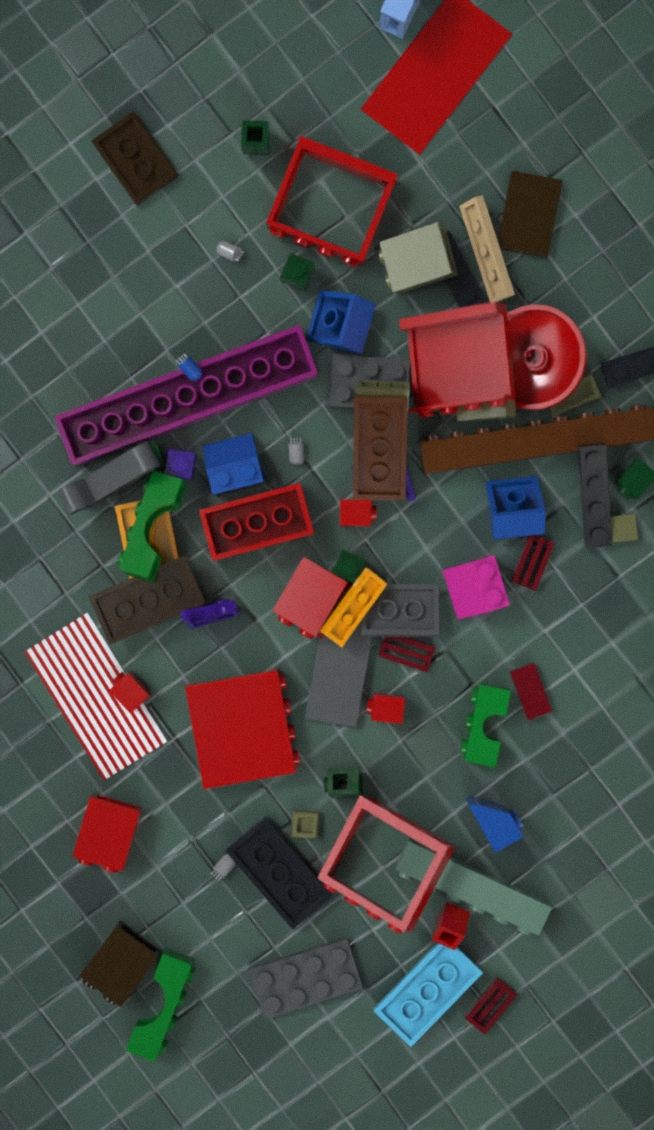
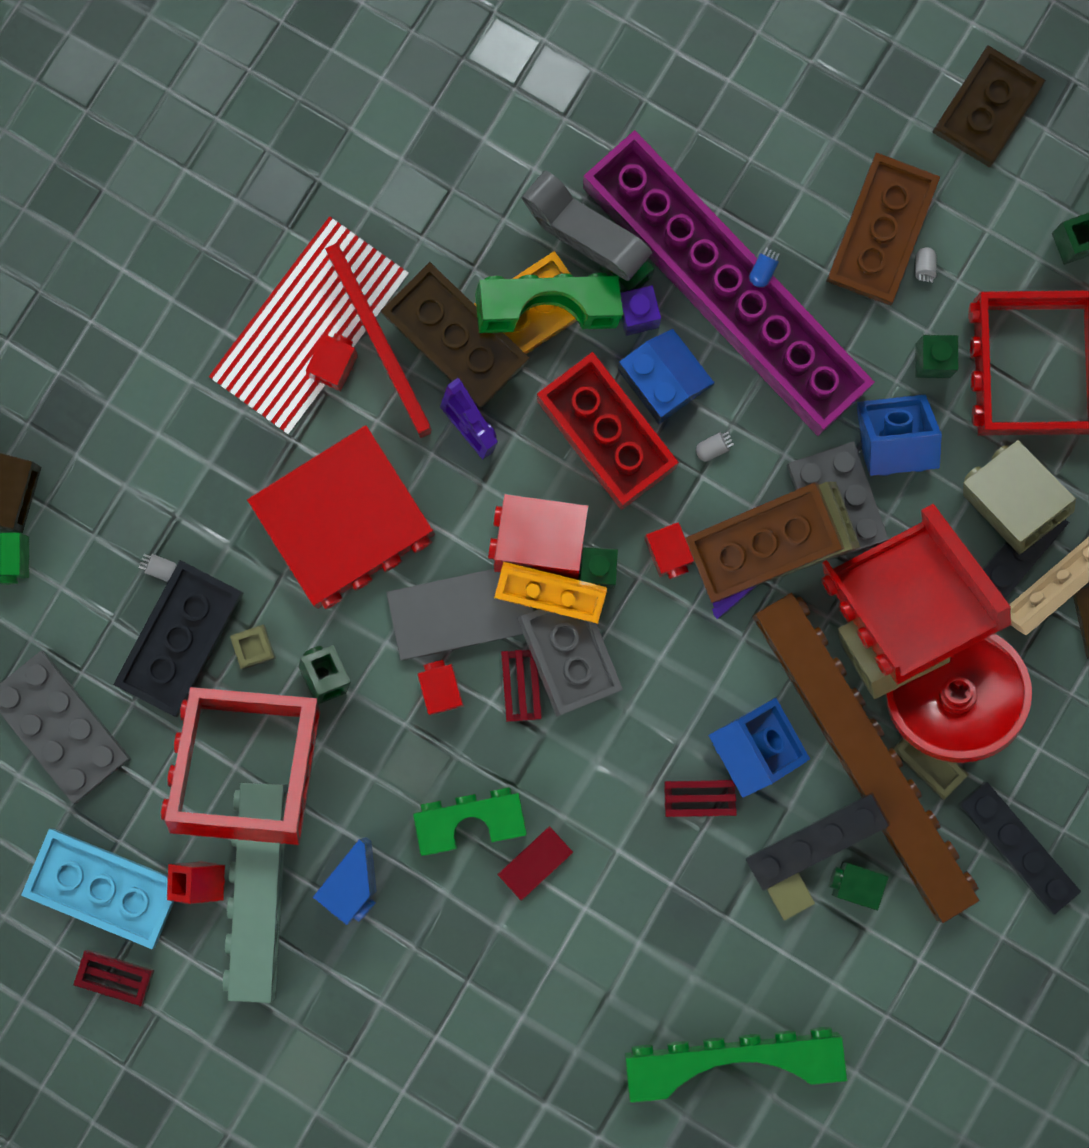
camera: 75 degrees right, 5 degrees down
(107, 833) = (144, 405): red brick -> none
(127, 653) = (378, 340): none -> red tile
(192, 270) = (883, 229): none -> reddish brown plate
(476, 587) = (638, 738): dark pink slope -> none

